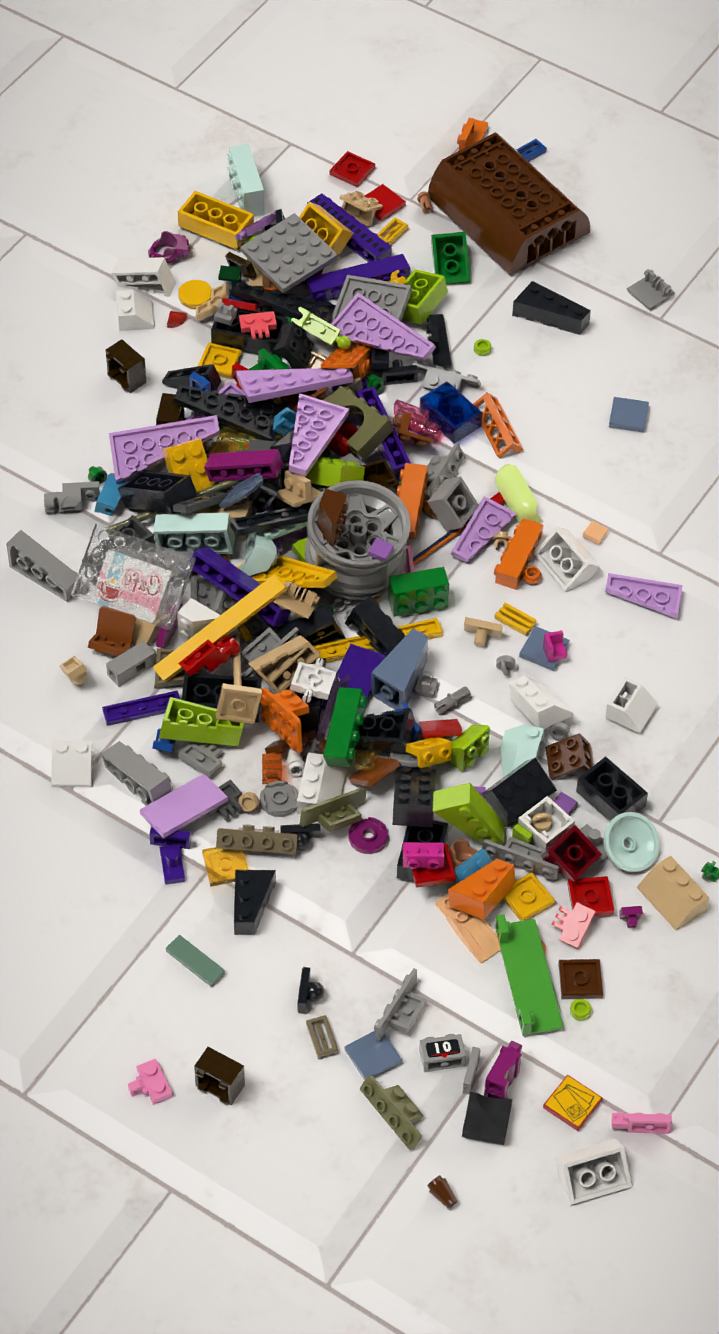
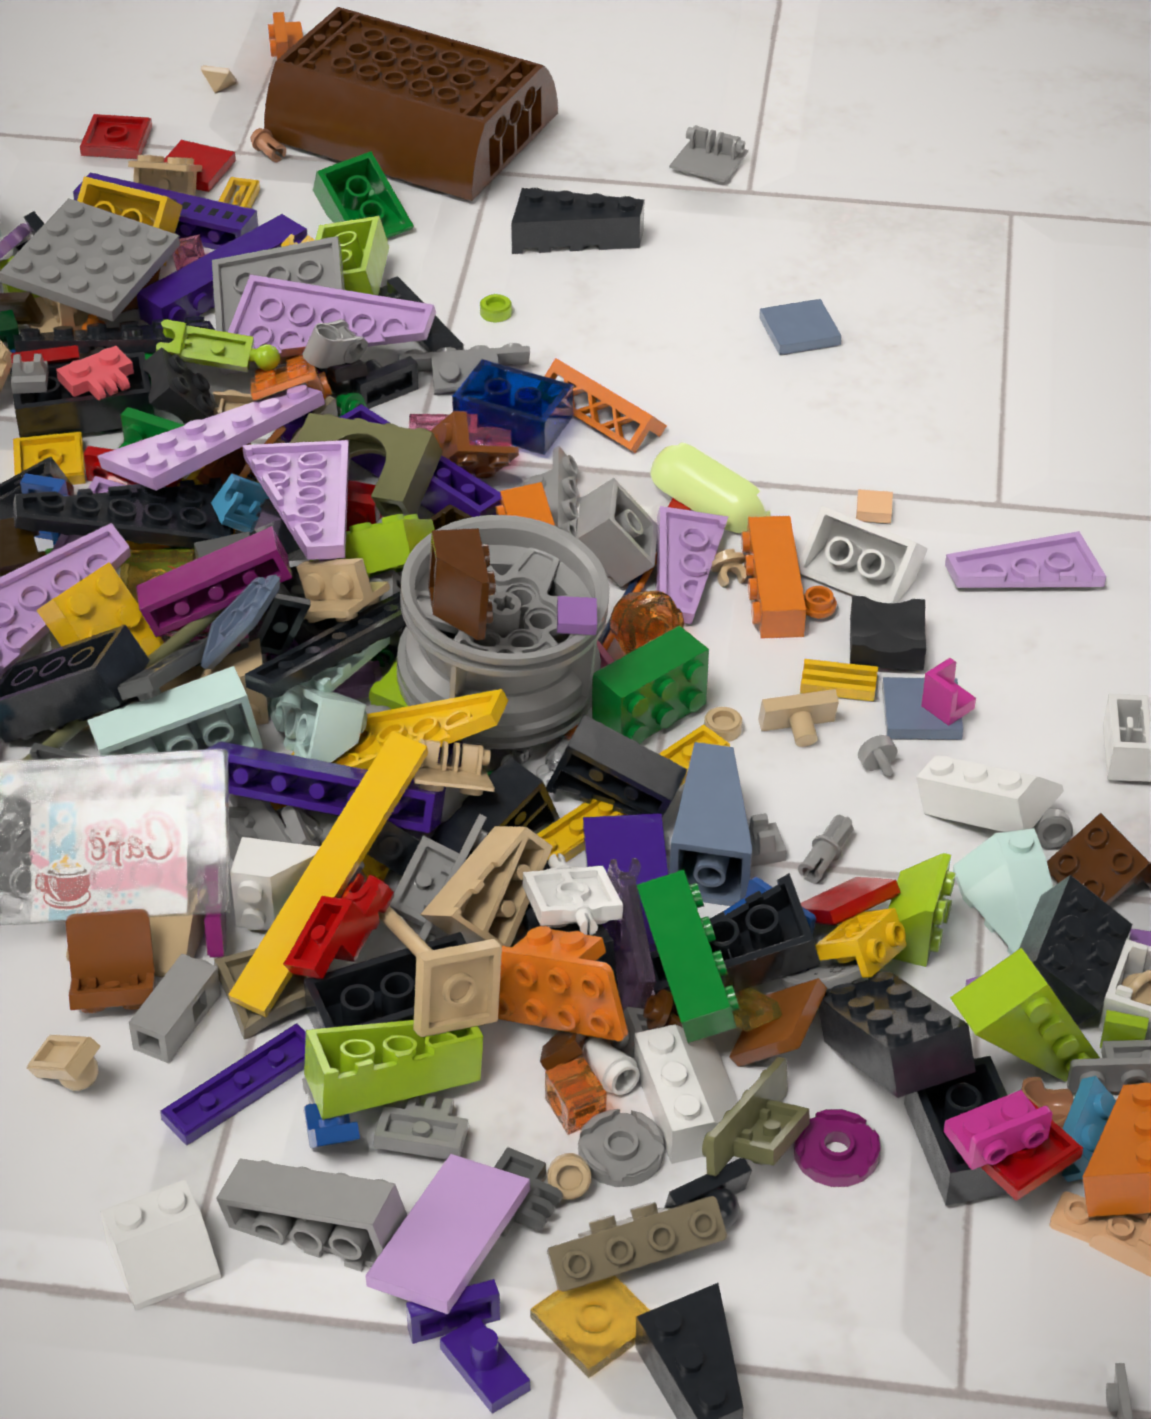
camera: 25 degrees left, 10 degrees down
(347, 259) = (188, 251): none -> clear pink slope
(374, 349) = (333, 345): none -> light grey piece
(423, 148) = (218, 77): none -> tan slope
(438, 554) = (642, 618): none -> clear orange cone
(447, 620) = (724, 722): none -> tan tile
(551, 604) = (888, 633): none -> black brick

